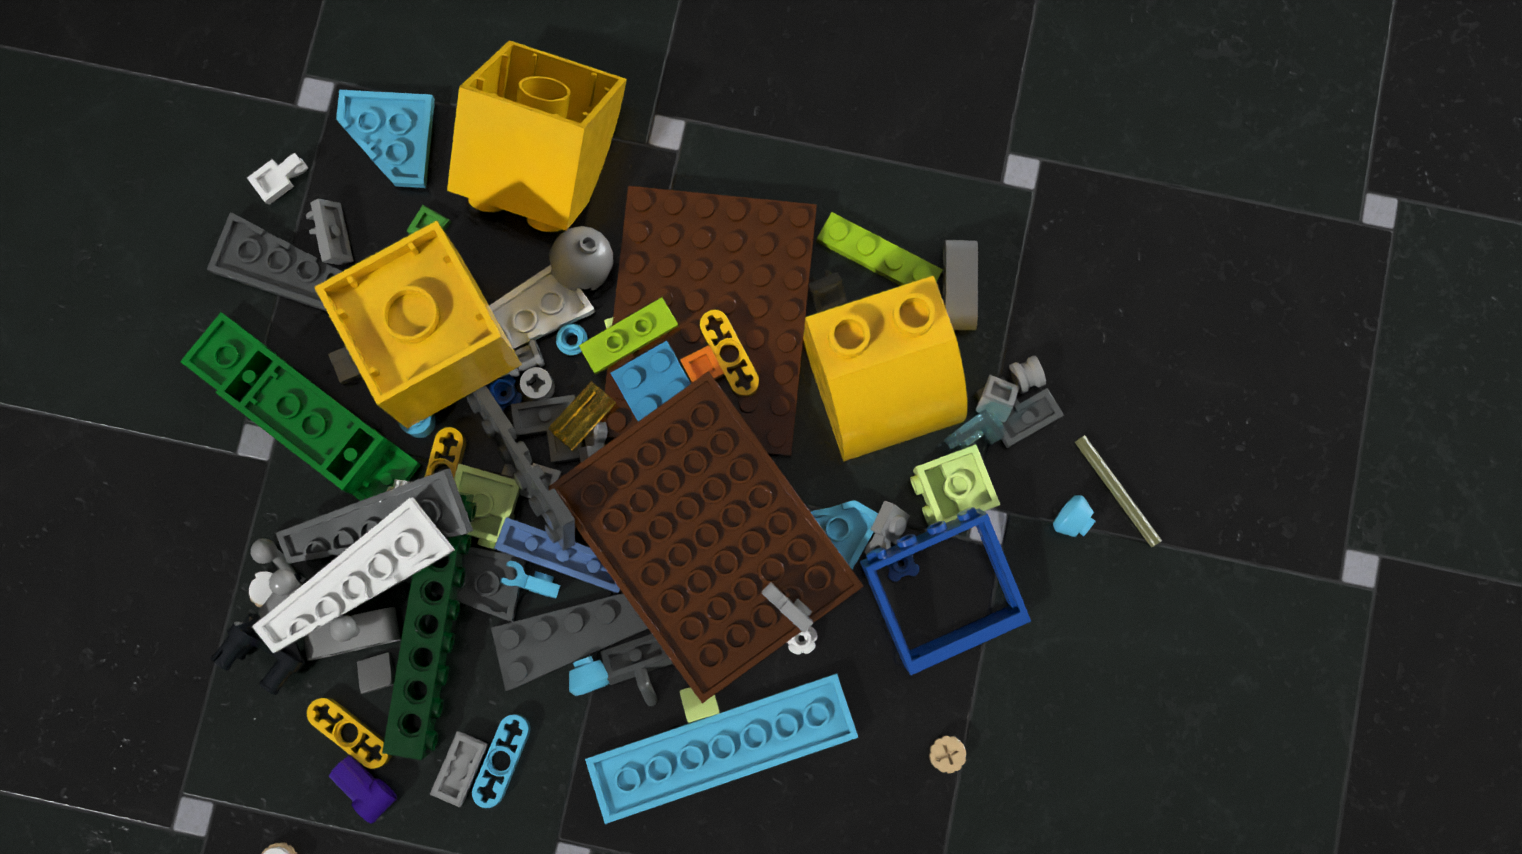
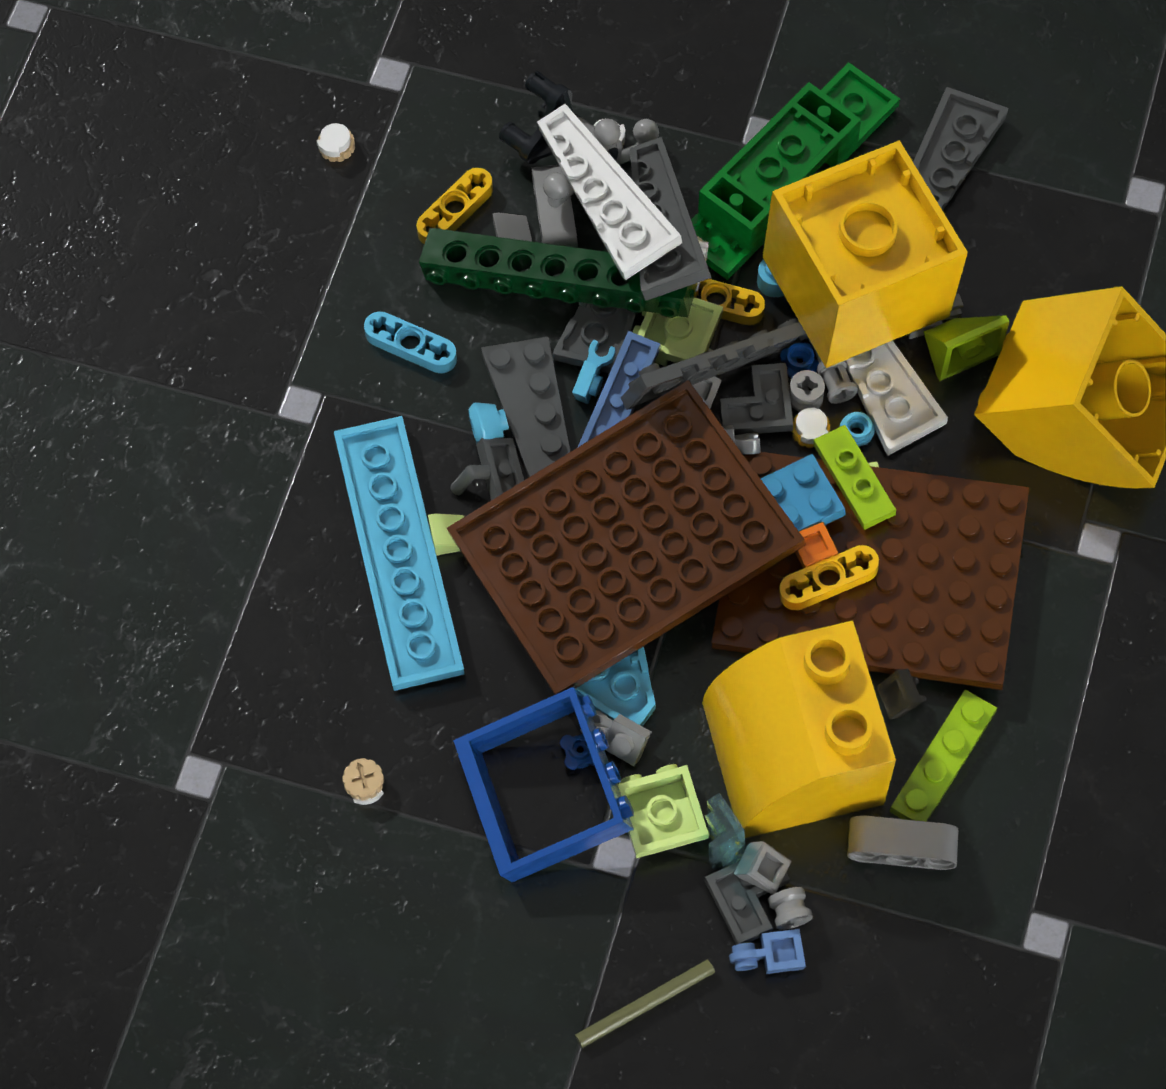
camera: 95 degrees right, 15 degrees down
(273, 179) = (1047, 149): white plate -> none
(330, 232) = (984, 201): light grey plate -> none
(369, 794) = (390, 220): dark purple piece -> none
(391, 131) = (1097, 257): medium azure plate -> none
(425, 217) = (994, 295): bright green tile -> none
(459, 769) = (406, 302): light grey plate -> none
(482, 247) = (965, 343): none -> lime slope
(571, 379) = (809, 425): none -> white piece
(581, 258) = (946, 438): light grey cylinder -> none
(585, 418) = (764, 430): clear yellow tile -> none
(795, 612) = (534, 611): light grey plate -> none
(807, 645) = (503, 648): white plate -> none
(1064, 381) = (780, 951): none -> medium blue plate
(1074, 517) = (616, 943): medium azure cone -> none

